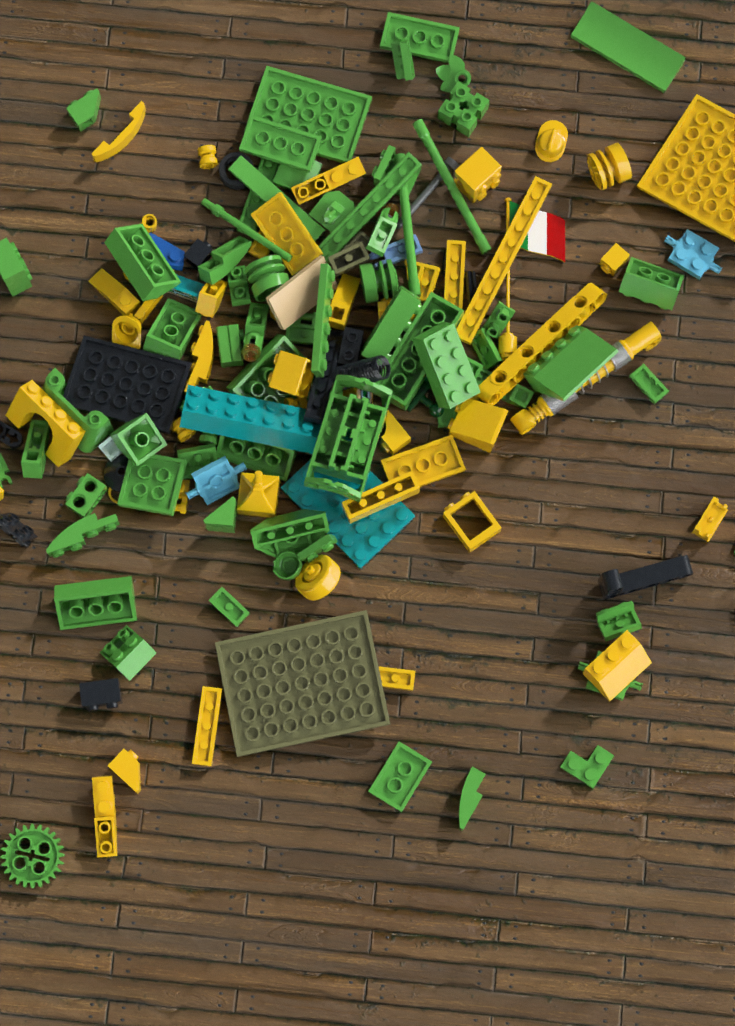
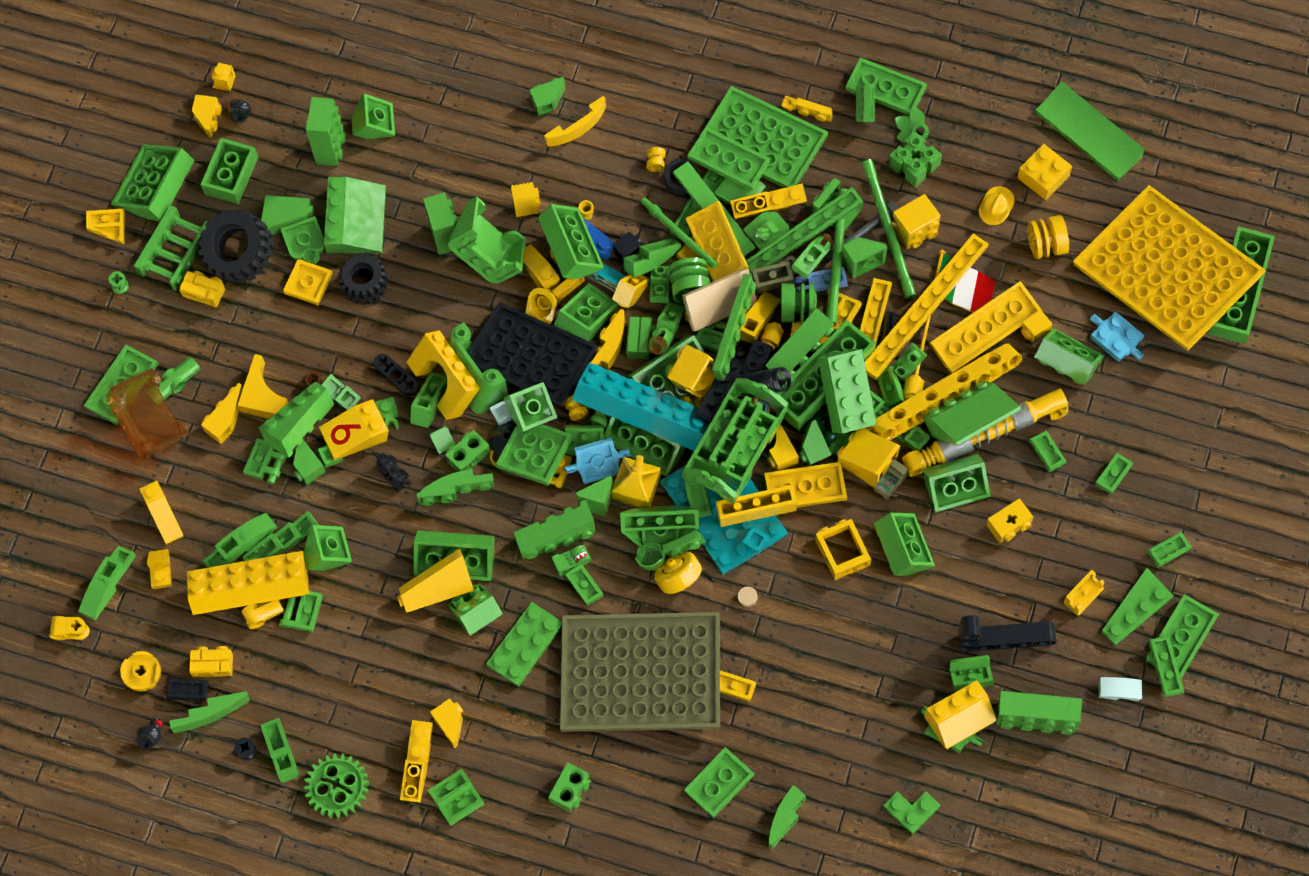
camera: 15 degrees right, 10 degrees down
(58, 283) = (484, 247): none -> bright green windscreen
(58, 488) = (442, 440): none -> bright green slope
(85, 636) = (436, 584): none -> yellow slope
(87, 224) = (525, 199): none -> yellow brick
(100, 694) = (439, 642): black brick -> none
(150, 842) = (456, 797): none -> bright green slope
(184, 677) = (524, 644): none -> bright green plate
(190, 560) = (555, 531): none -> bright green wedge
(207, 726) = (537, 695): yellow plate -> none
(211, 584) = (567, 561): none -> bright green leg
(253, 810) = (564, 786): none -> bright green brick
(322, 501) = (698, 498): none -> bright green tile
(345, 75) = (807, 108): none -> yellow hinge
(359, 317) = (772, 334): none -> yellow brick
(386, 530) = (755, 540): none -> teal plate
(389, 586) = (747, 597): none -> tan tile
(422, 422) = (813, 444): none -> bright green slope
(431, 220) = (863, 256): none -> bright green slope
(504, 442) = (891, 479): none -> olive leg
(529, 504) = (903, 543): none -> bright green slope
(565, 270) = (984, 327): none -> yellow plate
(568, 432) = (957, 482): none -> bright green slope
(592, 98) = (1044, 172): none -> yellow brick
(631, 452) = (1014, 512): none -> yellow brick
(690, 647) = (1038, 712): none -> bright green brick
(716, 394) = (1114, 473): none -> bright green plate

